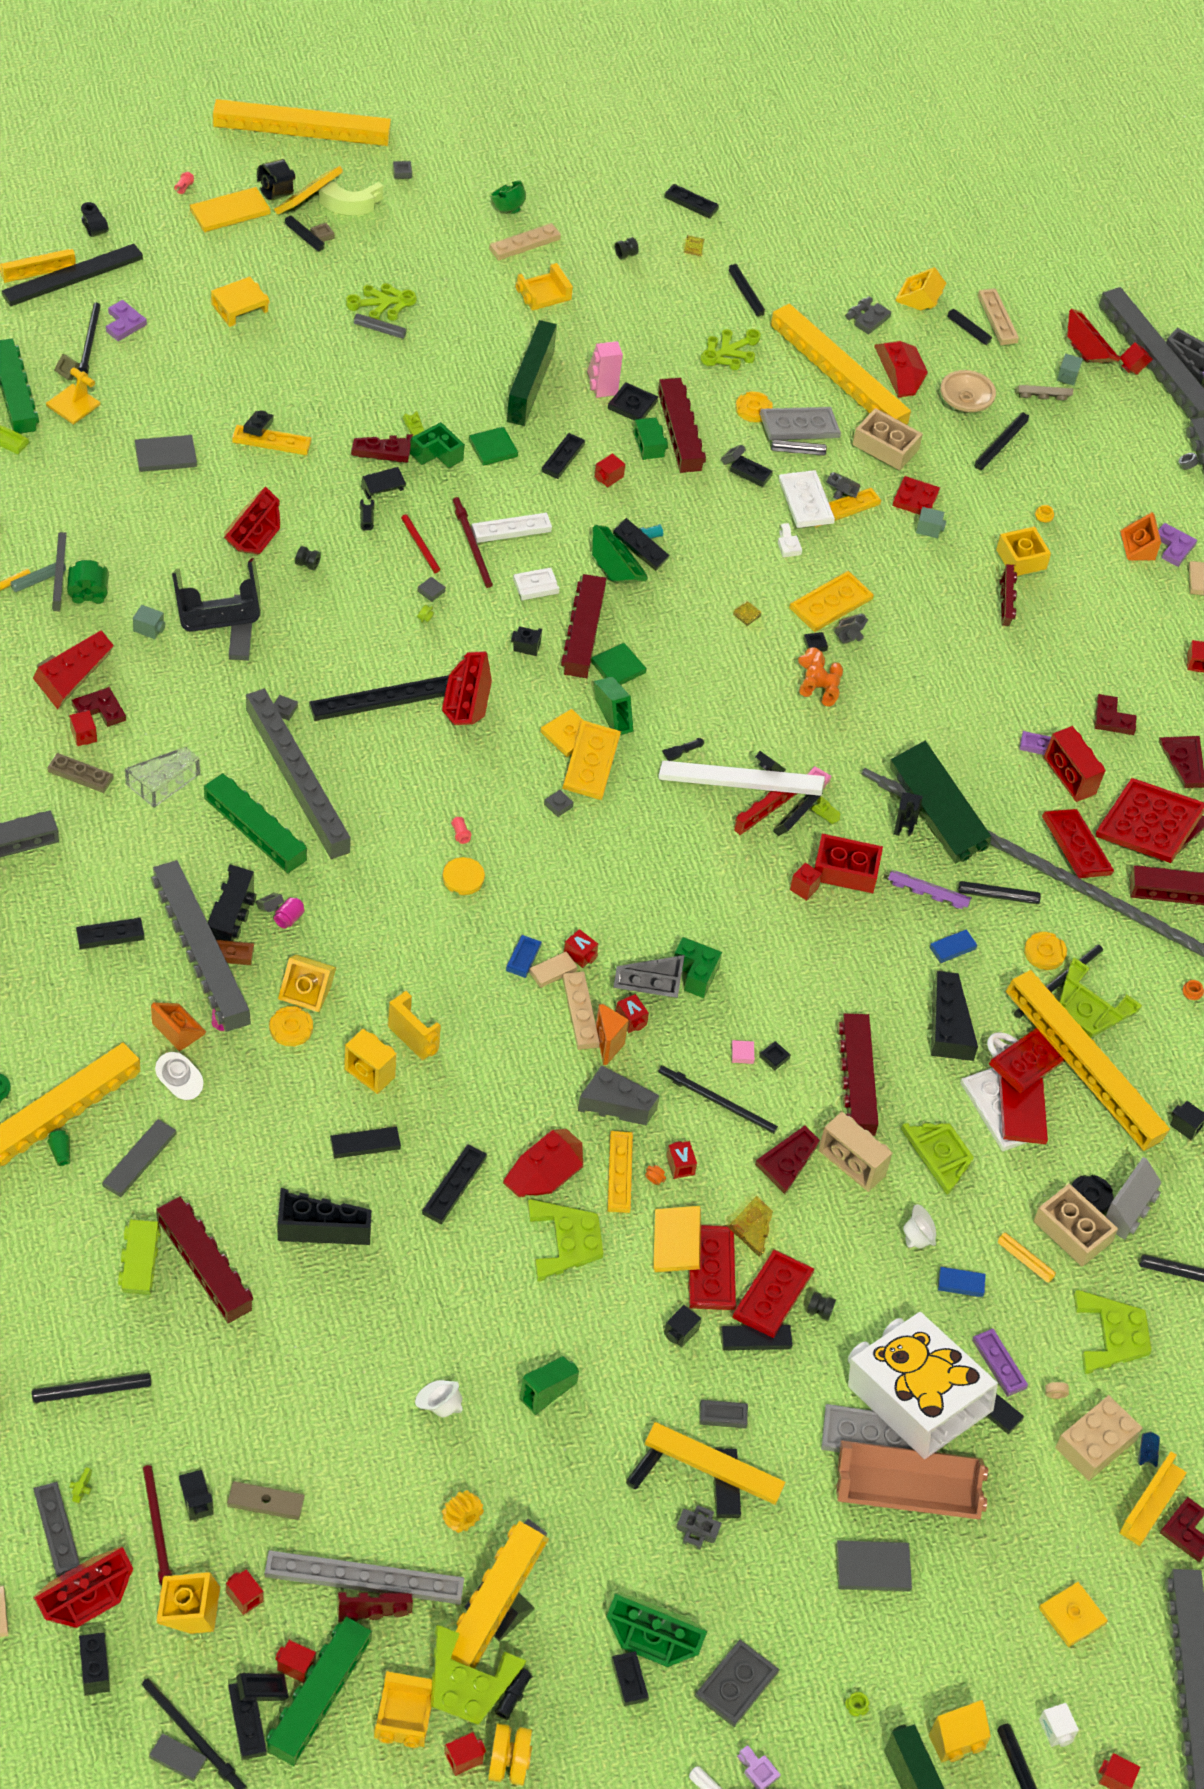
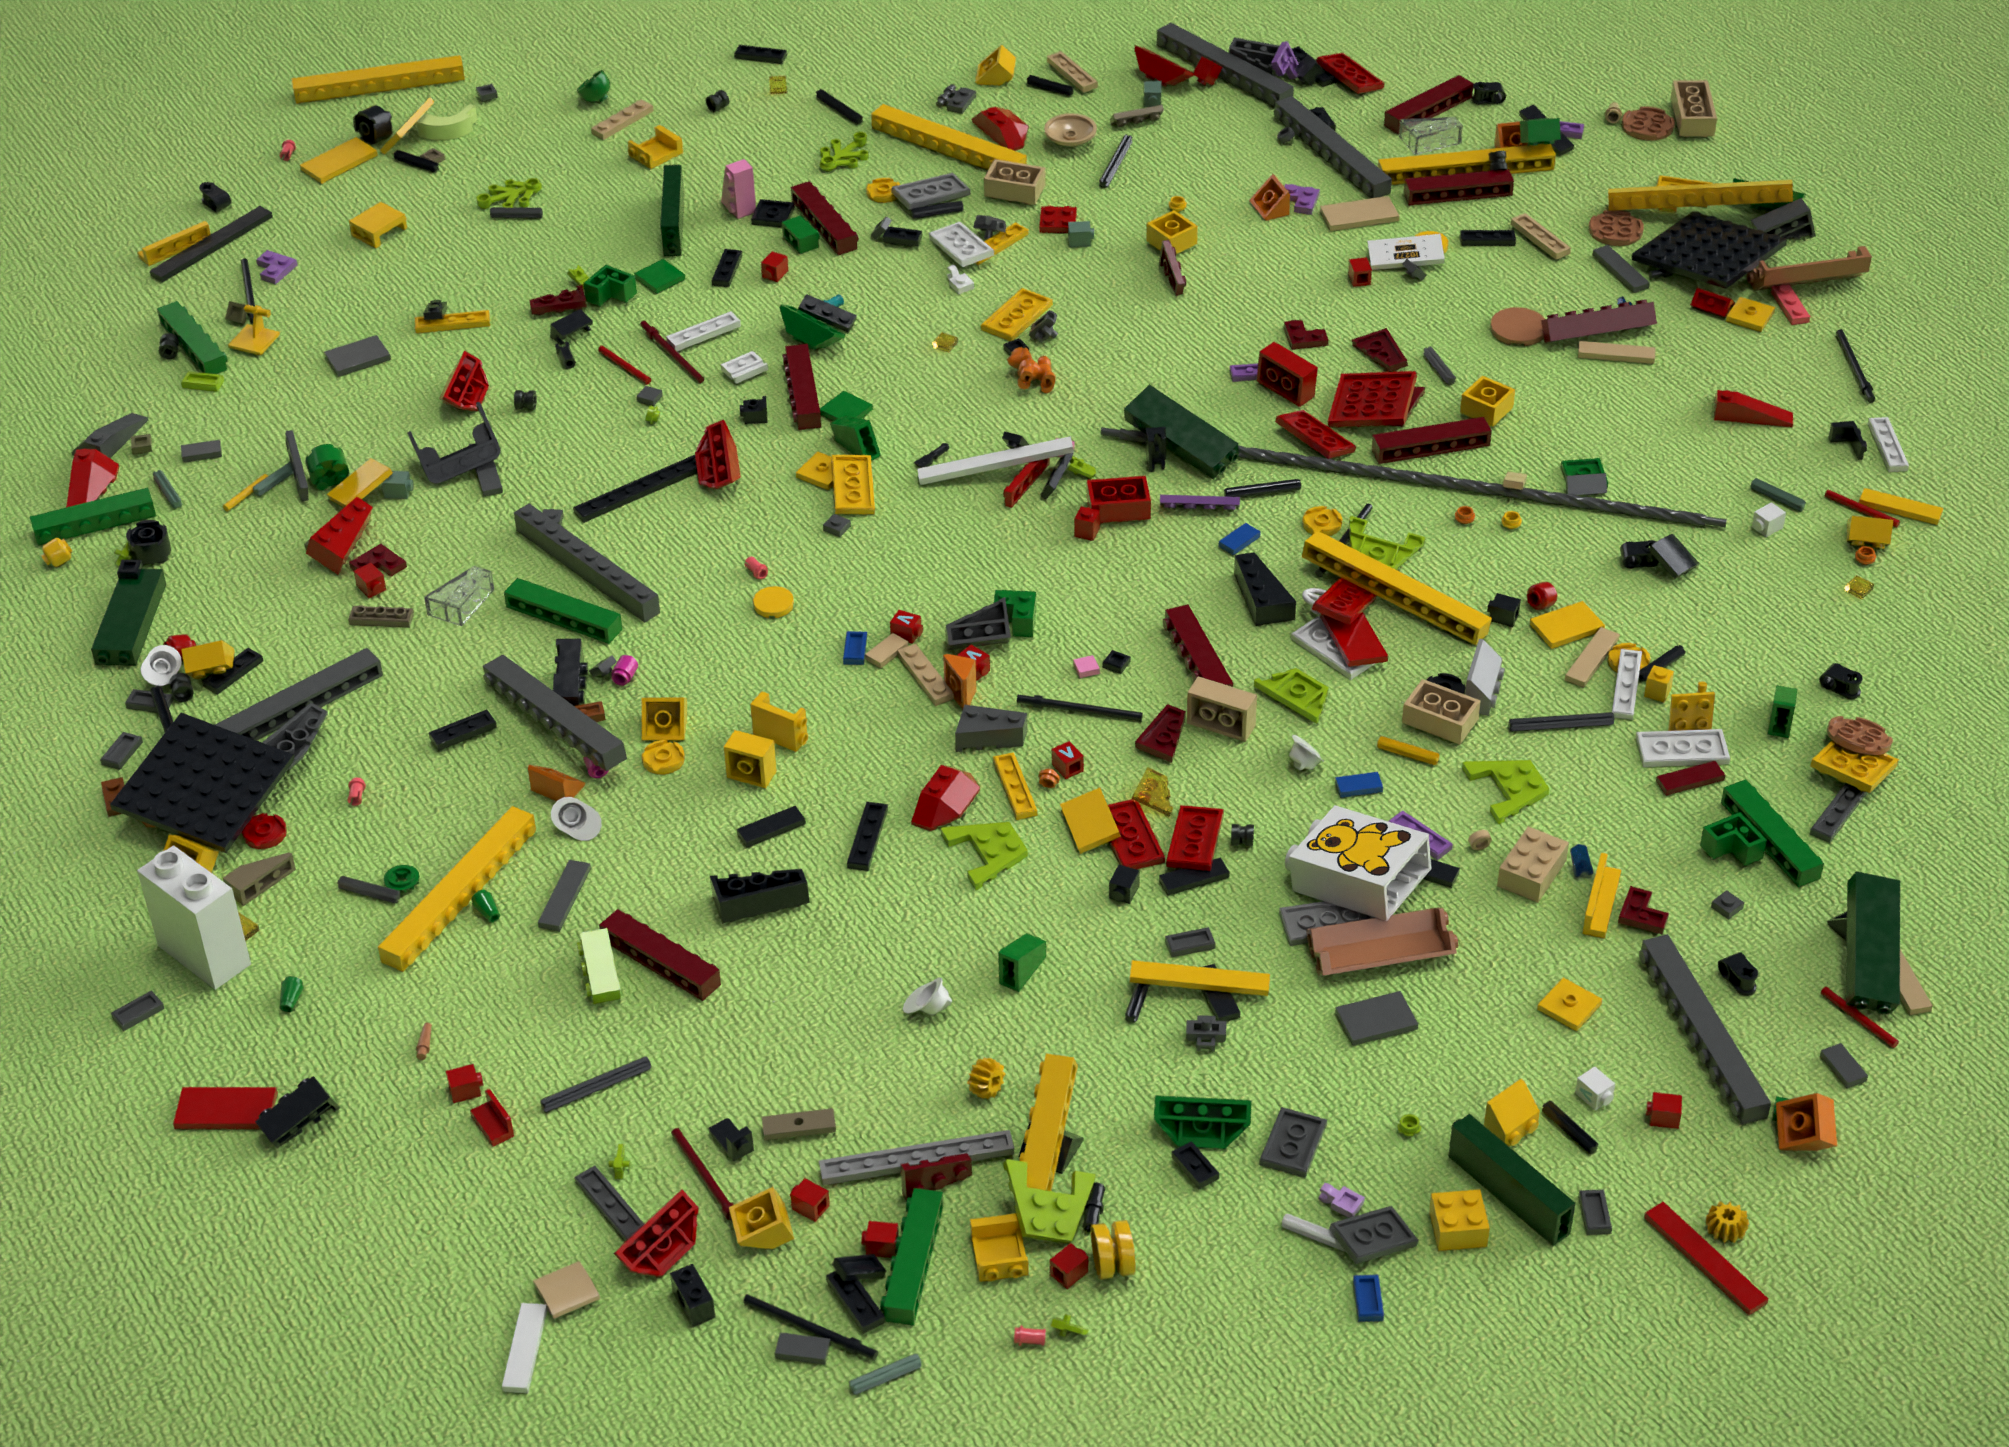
camera: 10 degrees left, 10 degrees down
(112, 611) = (360, 482): none -> yellow tile

